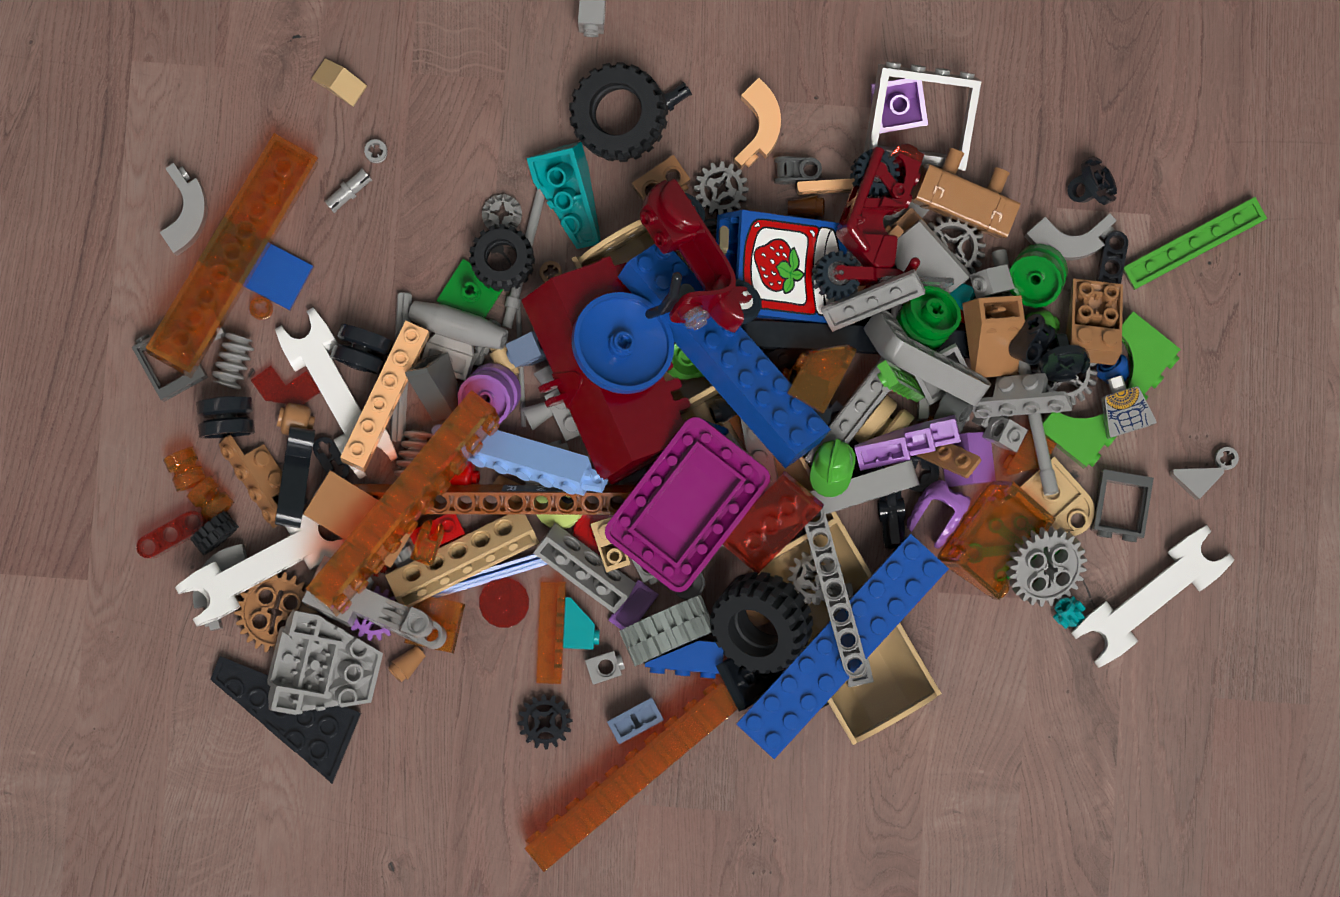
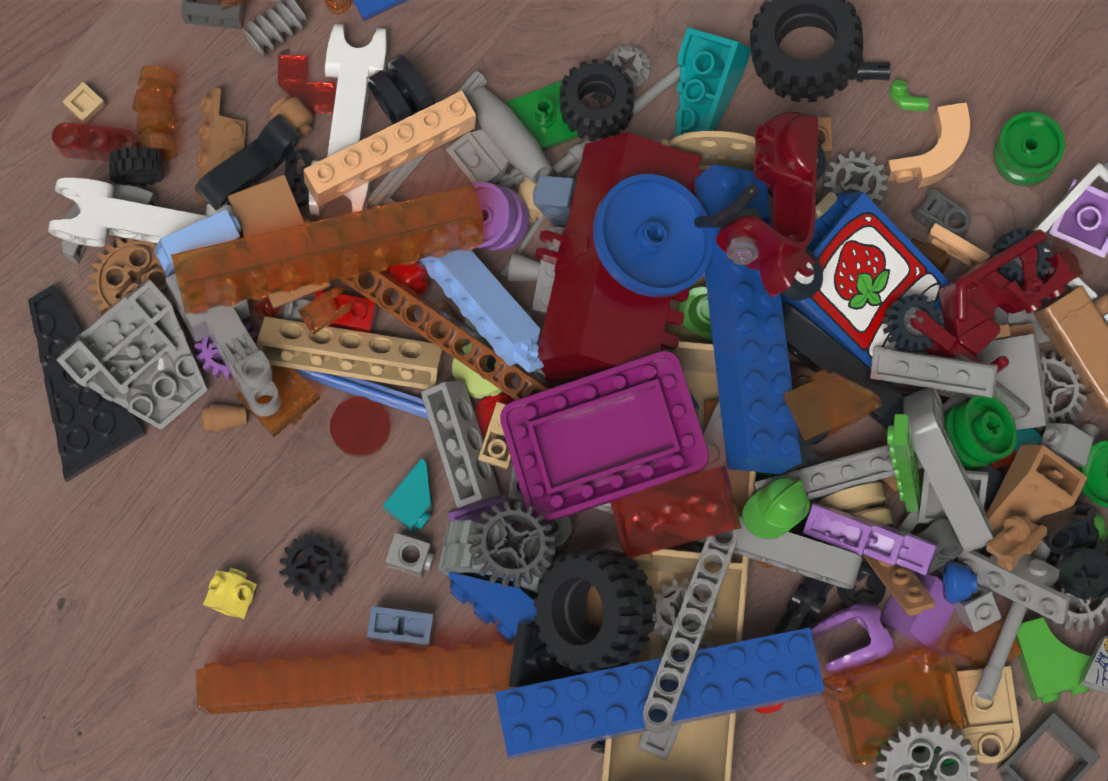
camera: 40 degrees right, 10 degrees down
(139, 512) = (83, 103): none -> tan plate
(225, 414) = (227, 67): black wheel -> none
(306, 560) = (207, 232): none -> light blue window
(435, 385) = (445, 165): dark grey slope -> none
(503, 779) = (230, 593): none -> light yellow brick
(551, 633) = (368, 503): clear orange fence -> none
(668, 615) = (518, 558): none -> dark grey gear
(713, 101) = (905, 100): none -> bright green arm
(721, 411) = (705, 386): black cone -> none
(819, 95) = (1028, 149): none -> green wheel
(983, 427) = (958, 582): none -> blue cone
(1003, 375) = (1015, 540): none -> medium nougat hips

